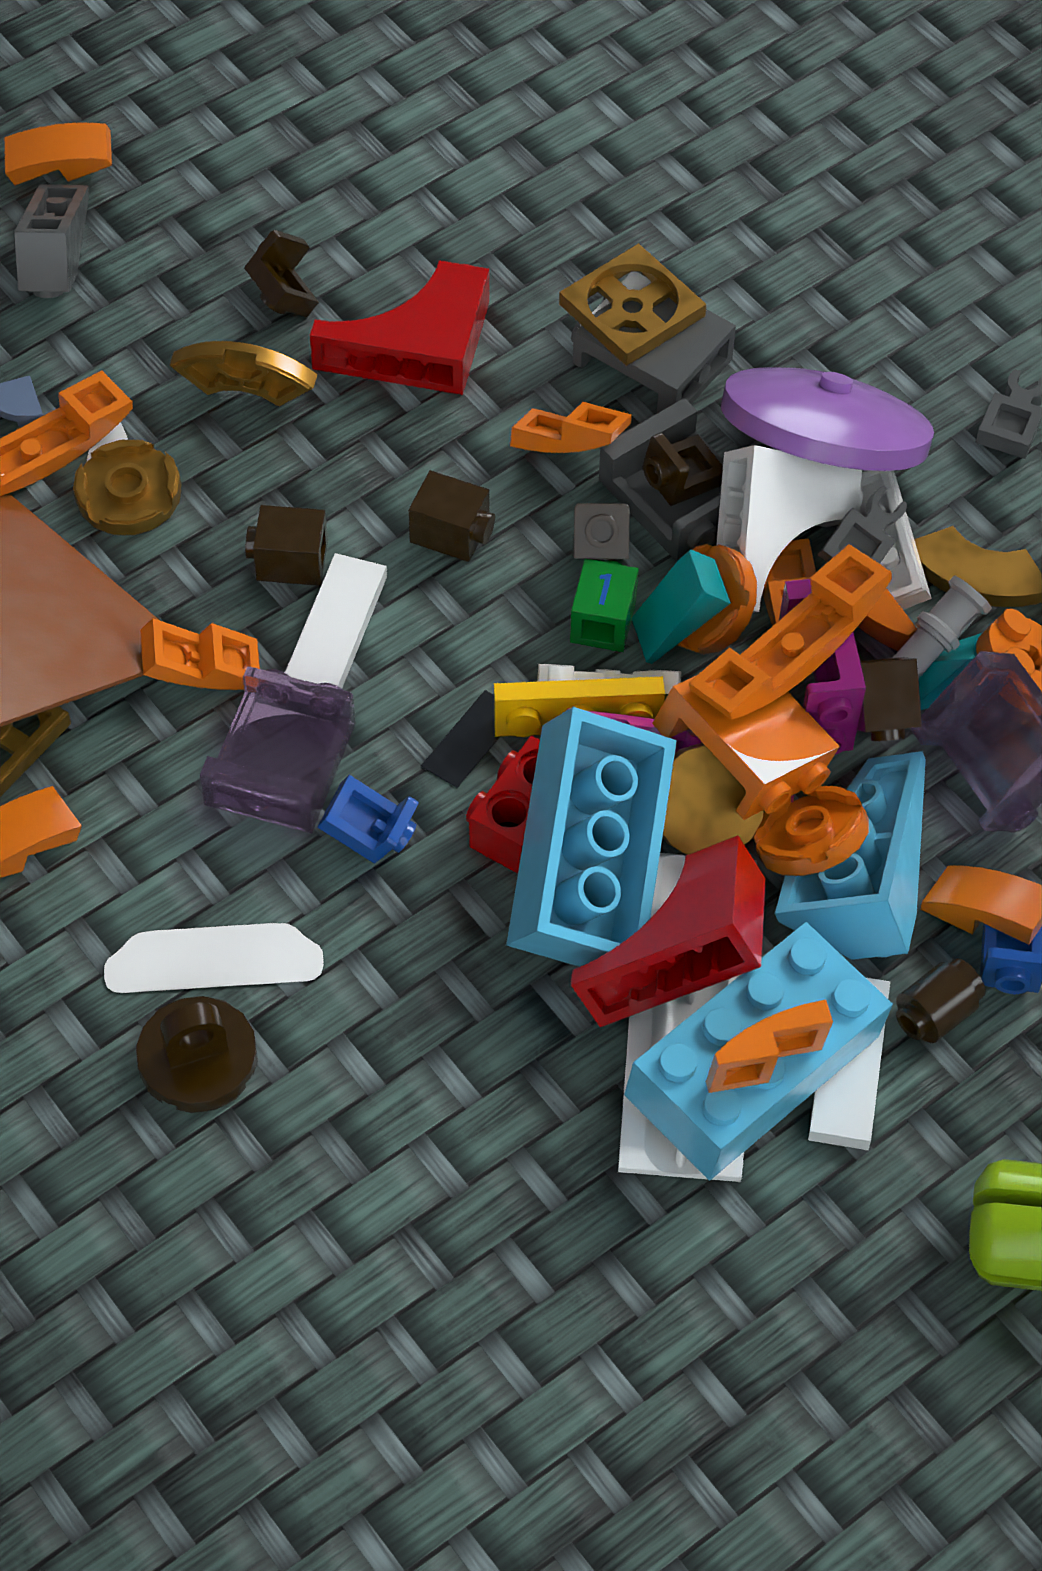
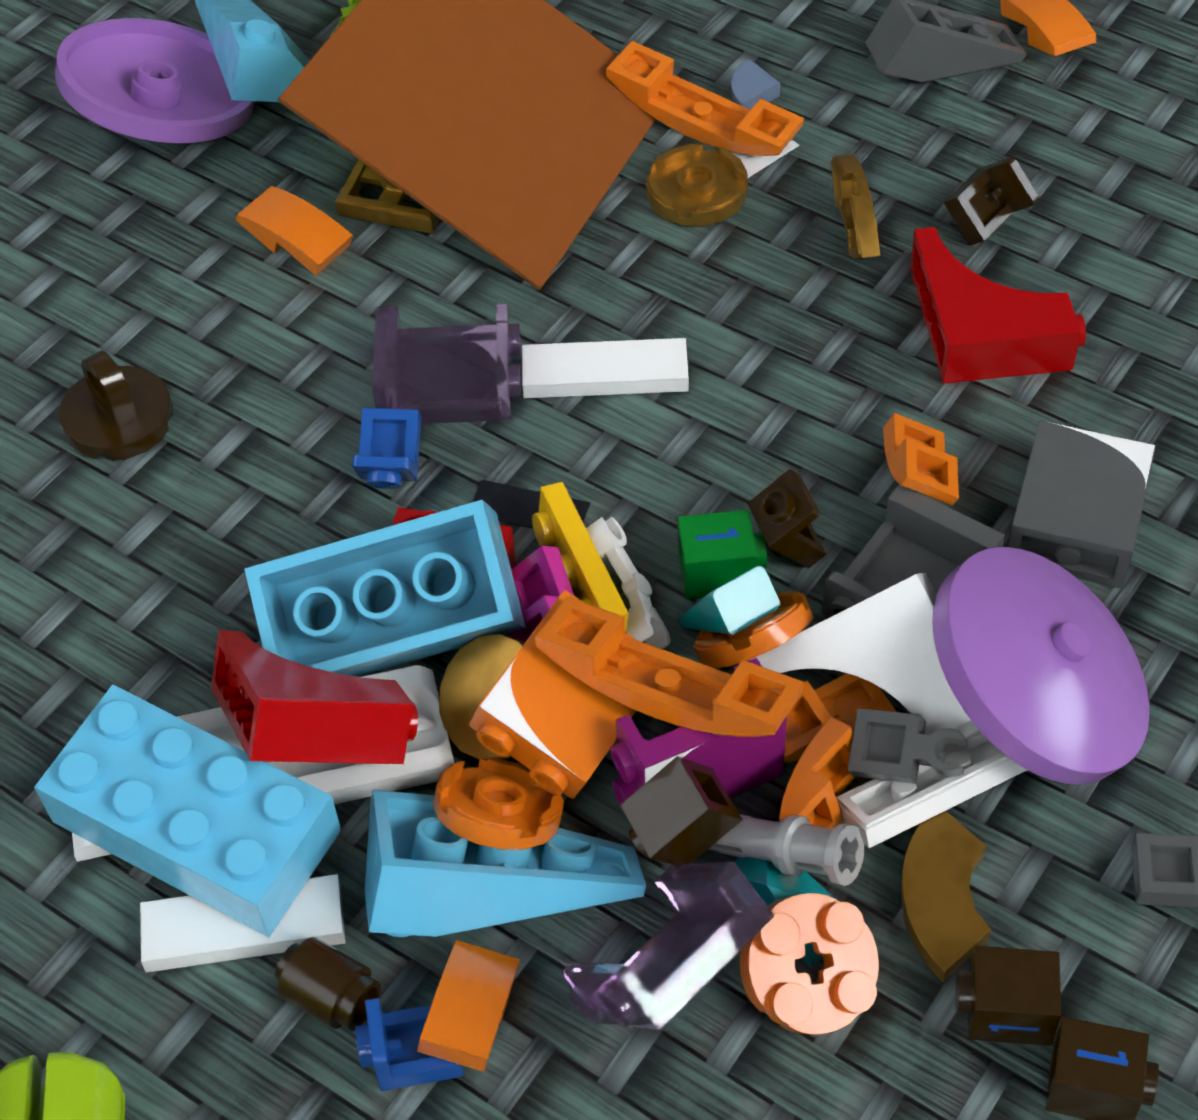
camera: 75 degrees right, 5 degrees down
(201, 660) = (523, 281): orange slope -> none
(213, 958) = (224, 400): white sticker -> none
(288, 545) = (676, 300): dark brown brick -> none
(450, 516) = (768, 404): dark brown brick -> none
(664, 285) = (1116, 421): pearl gold piece -> none
(681, 468) = (909, 551): dark brown bracket -> none
(754, 1052) = (128, 770): orange slope -> none

